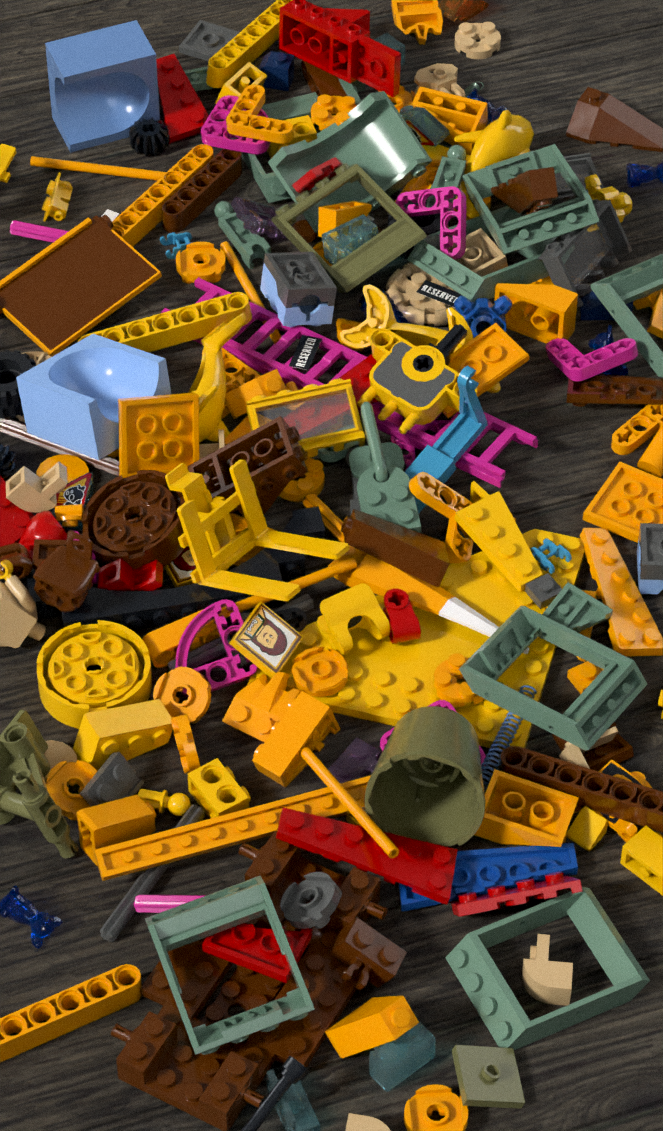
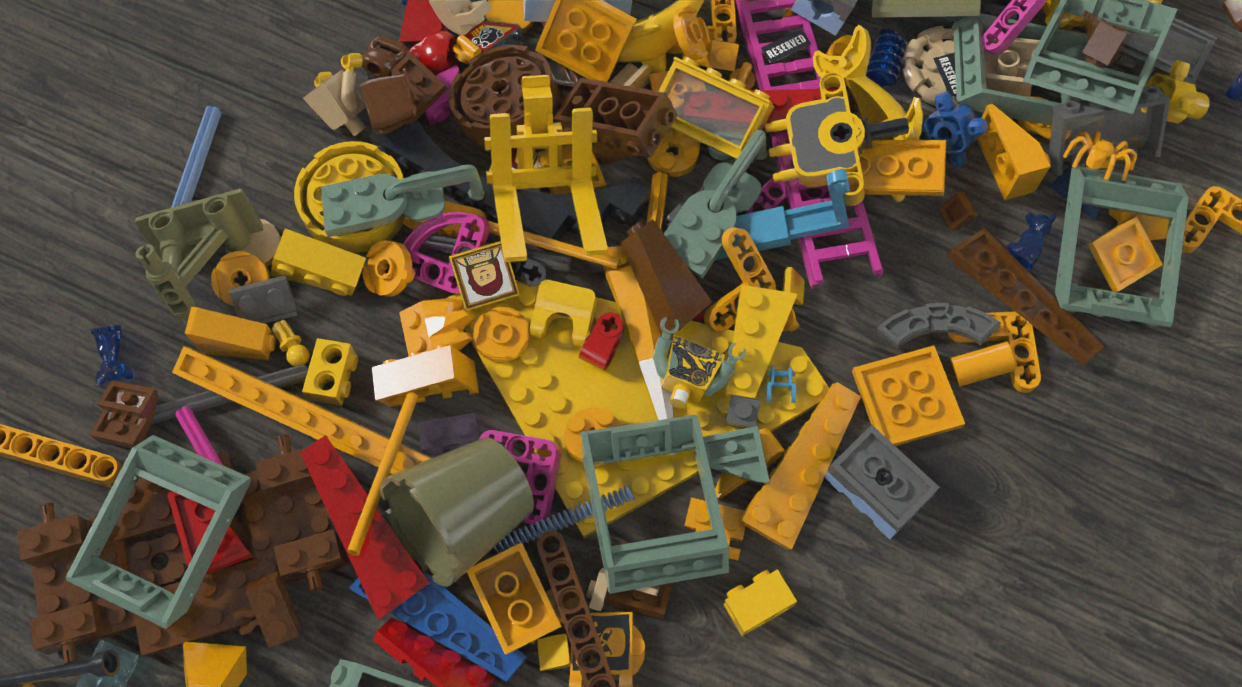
camera: 45 degrees right, 20 degrees up
(93, 939) = (125, 414): none -> reddish brown slope
(122, 577) = (452, 138): red brick -> none
(136, 644) = (384, 198): none -> sand green plate
(185, 743) = (343, 312): light orange plate -> none
(240, 378) = (691, 33): none -> light orange tile
(324, 899) = (284, 536): dark grey plate -> none
(480, 585) = (689, 367): none -> torso
(540, 373) = (957, 211): none -> reddish brown tile
(581, 367) = (1000, 233): dark pink beam -> none
(599, 265) = (1102, 153): none -> light orange animal
(604, 443) = (938, 318): none -> dark grey tile

